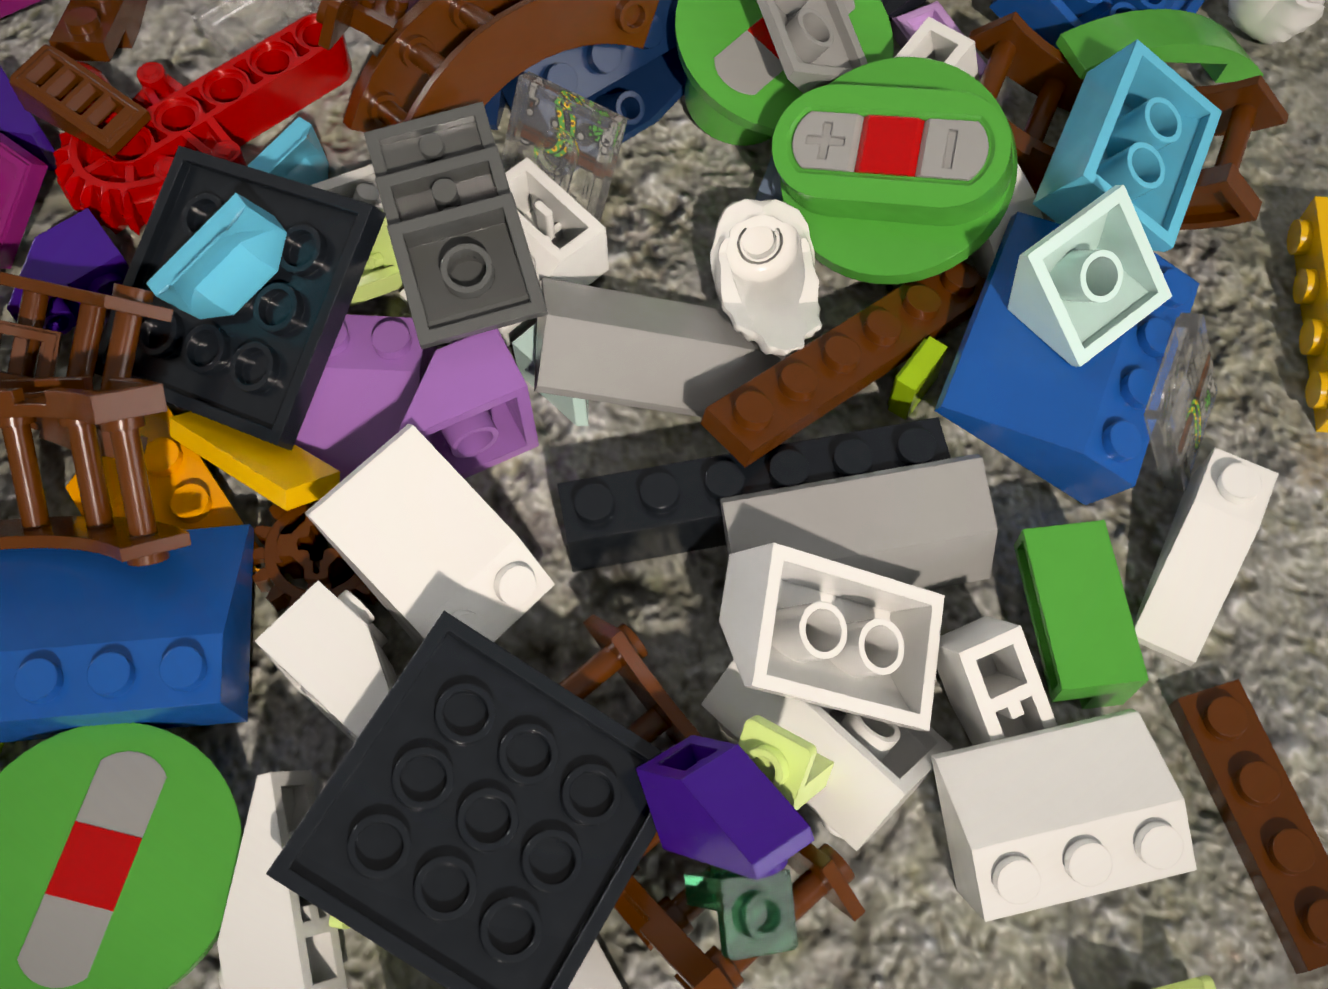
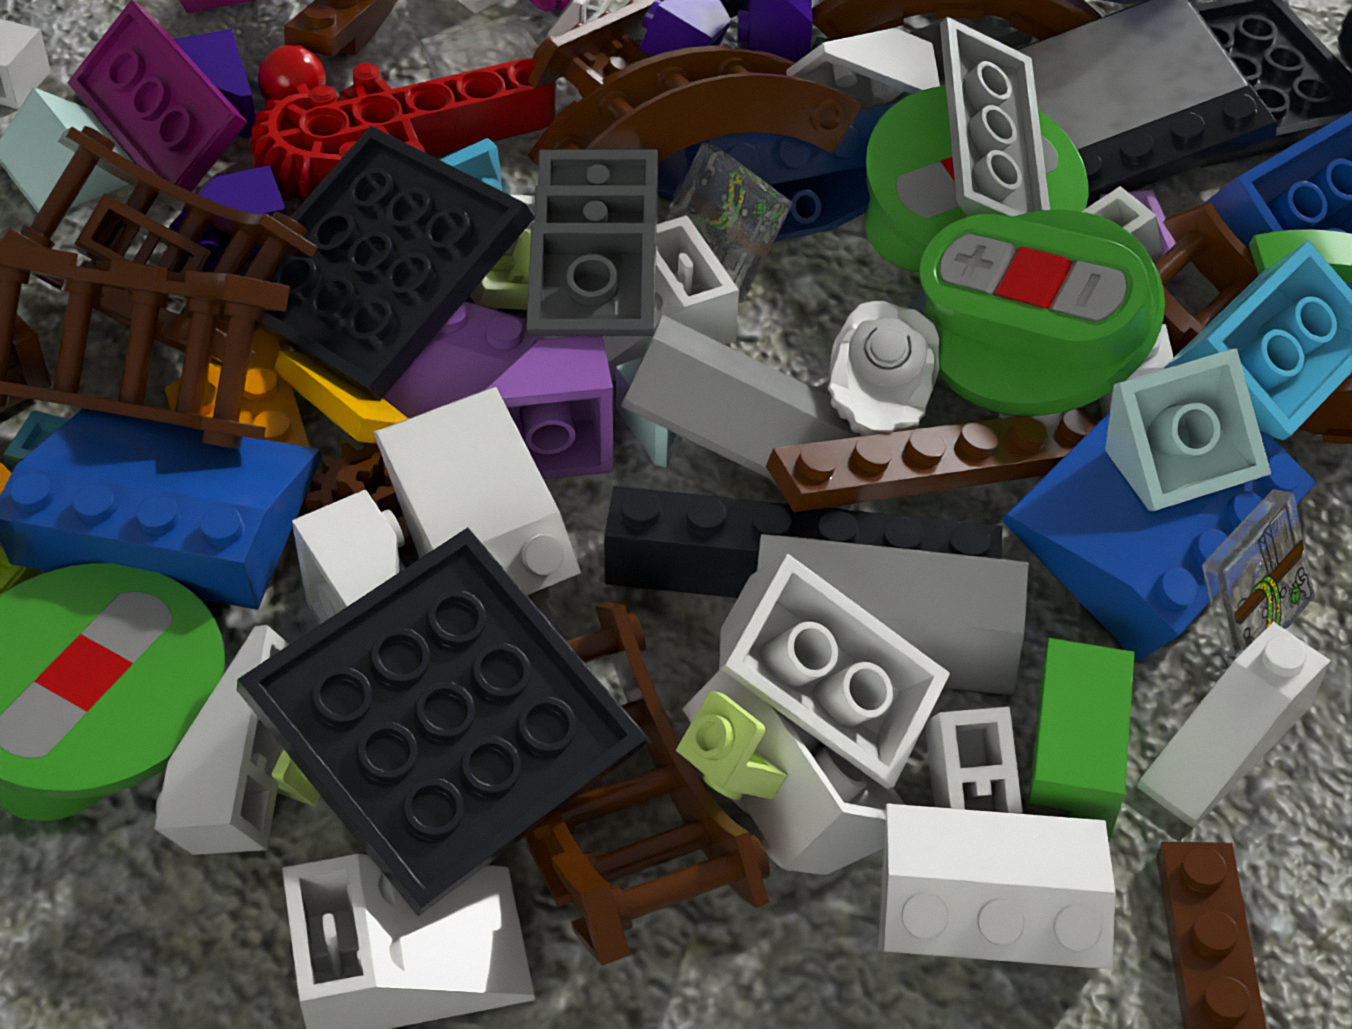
camera: 15 degrees right, 15 degrees down
(51, 75) = (291, 72): reddish brown slope -> none
(223, 261) = (375, 221): medium azure slope -> none
(721, 808) = (658, 758): dark purple slope -> none
(751, 913) = (657, 855): clear green bracket -> none
(916, 377) = (1001, 493): lime tile -> none

